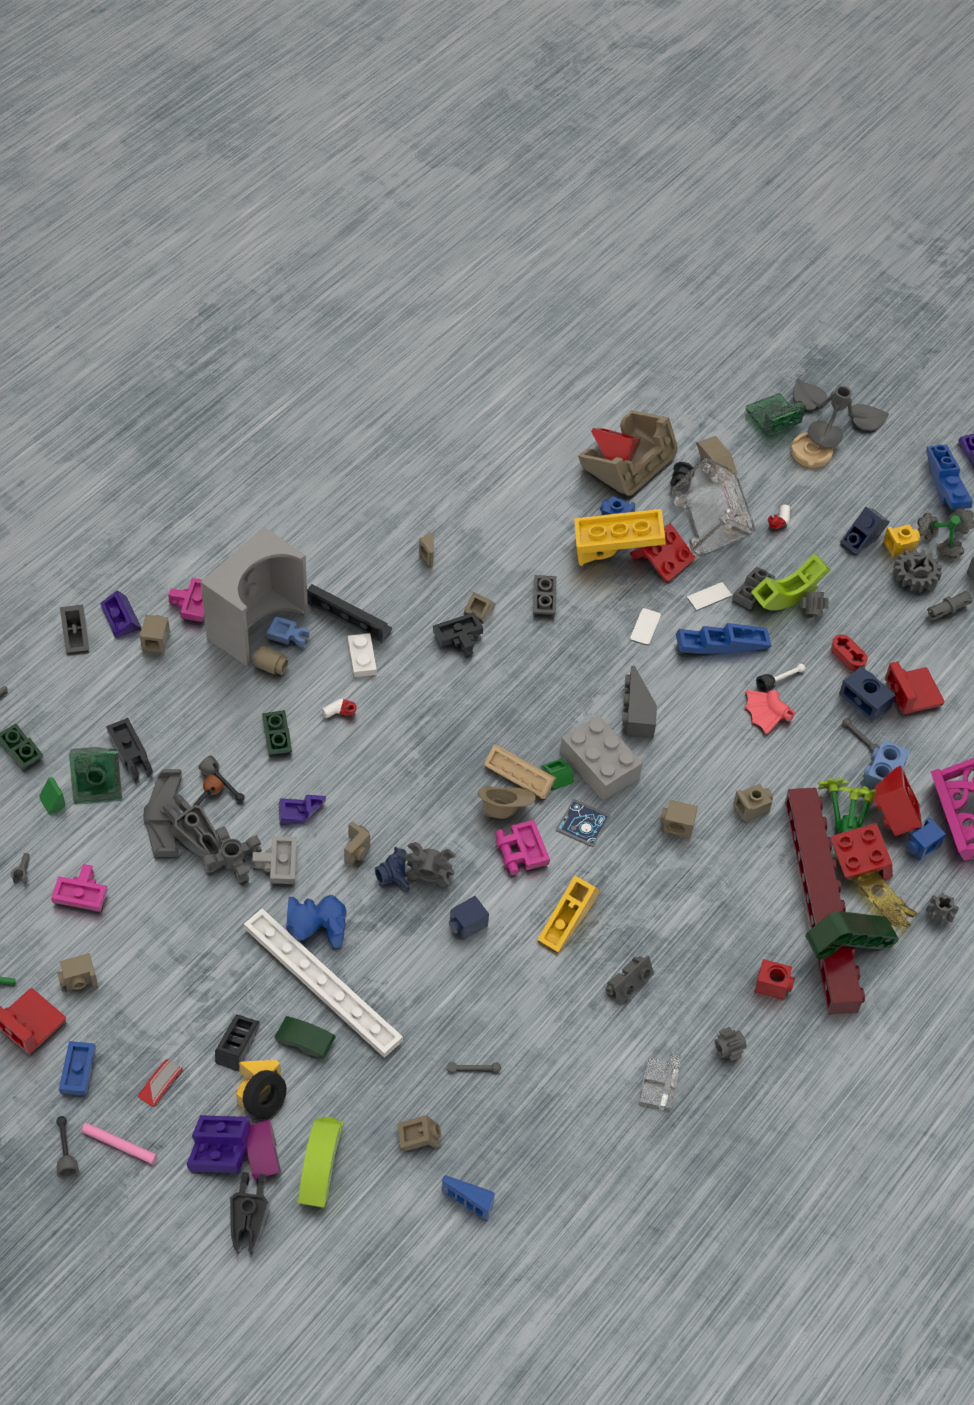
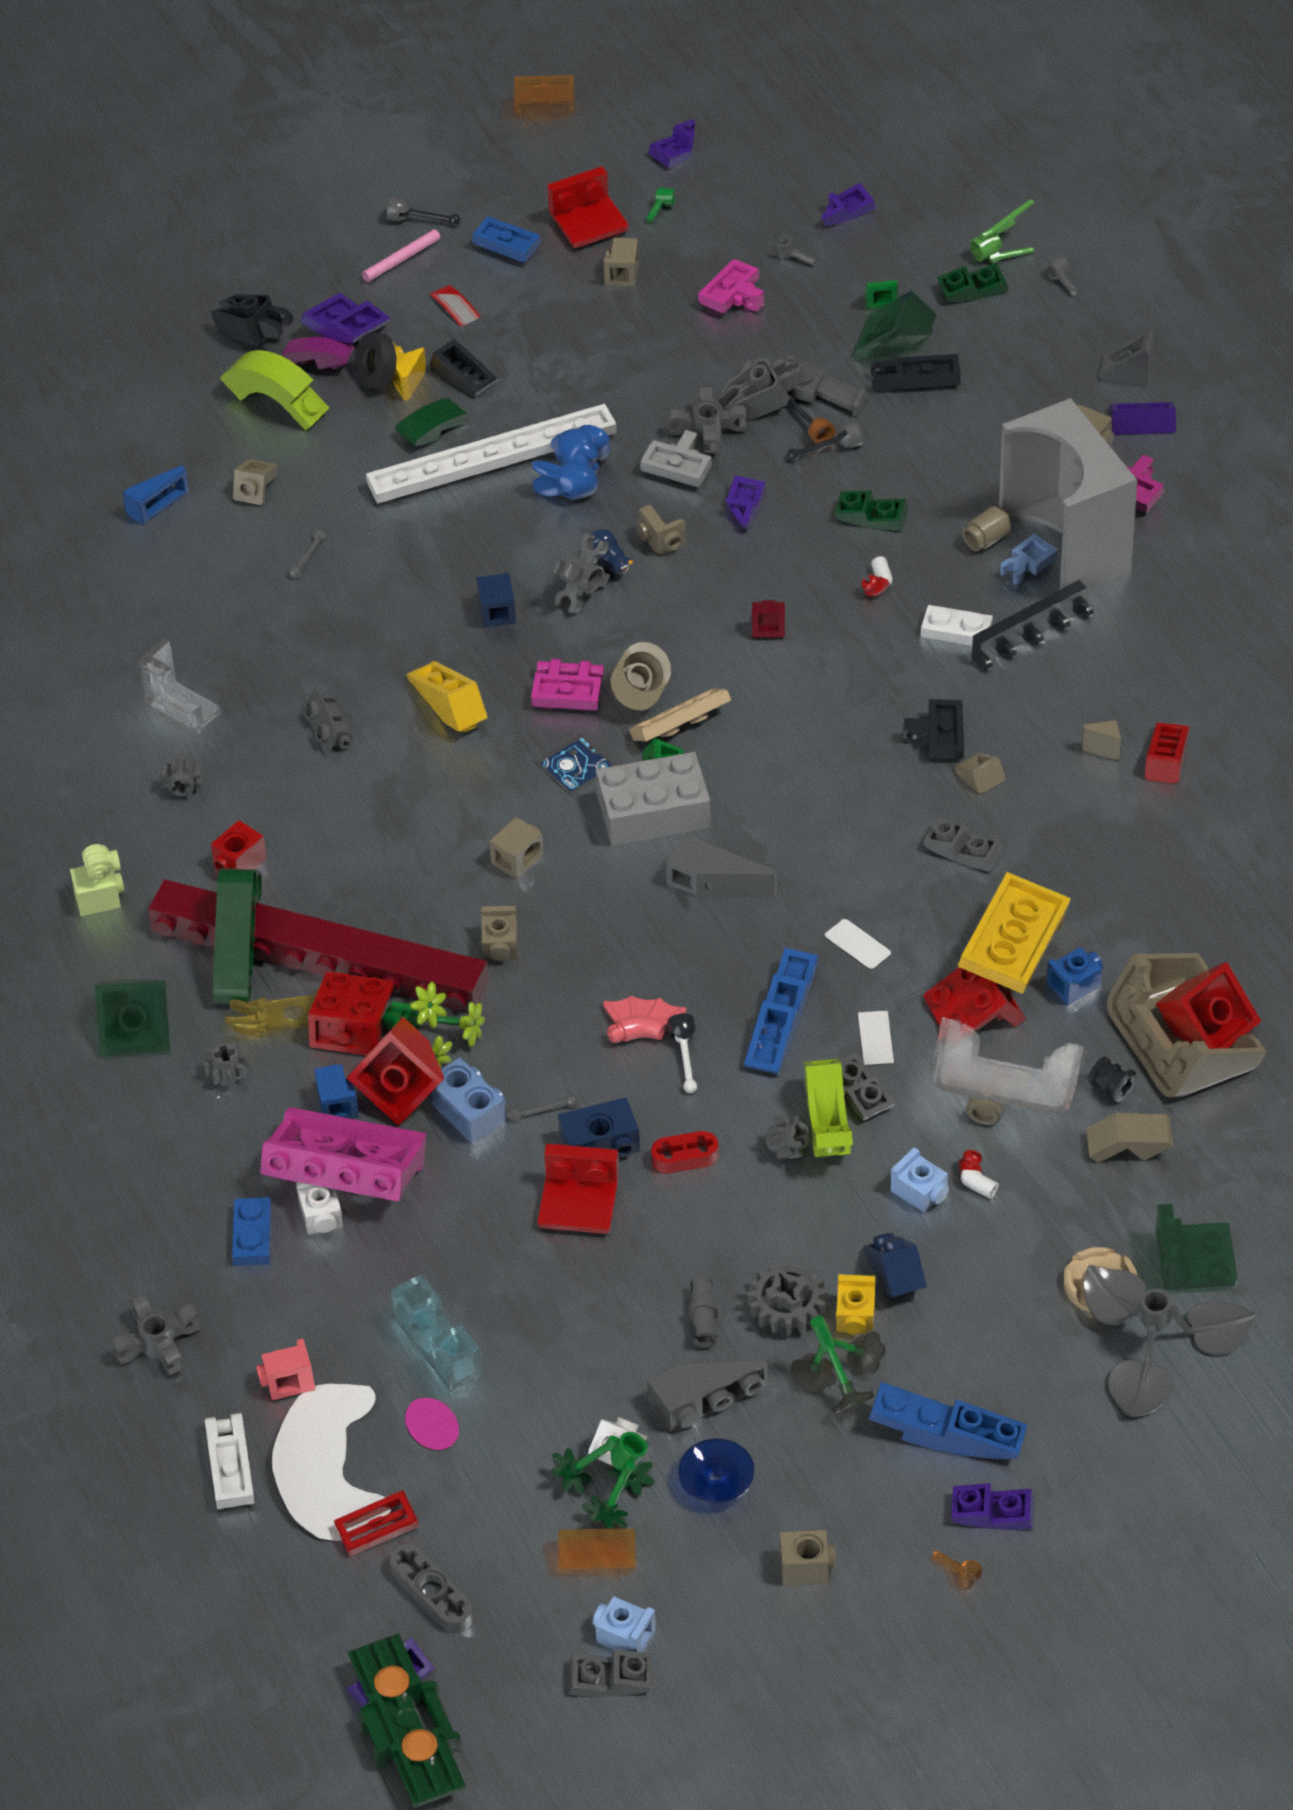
camera: 120 degrees right, 5 degrees down
(408, 752) = (768, 619): none -> dark red tile
(419, 527) = (1166, 755): none -> red slope
(804, 533) = (919, 1181): none -> light blue brick
(853, 1050) = (96, 883): none -> yellowish green brick
(940, 981) = (132, 1016): none -> clear green slope

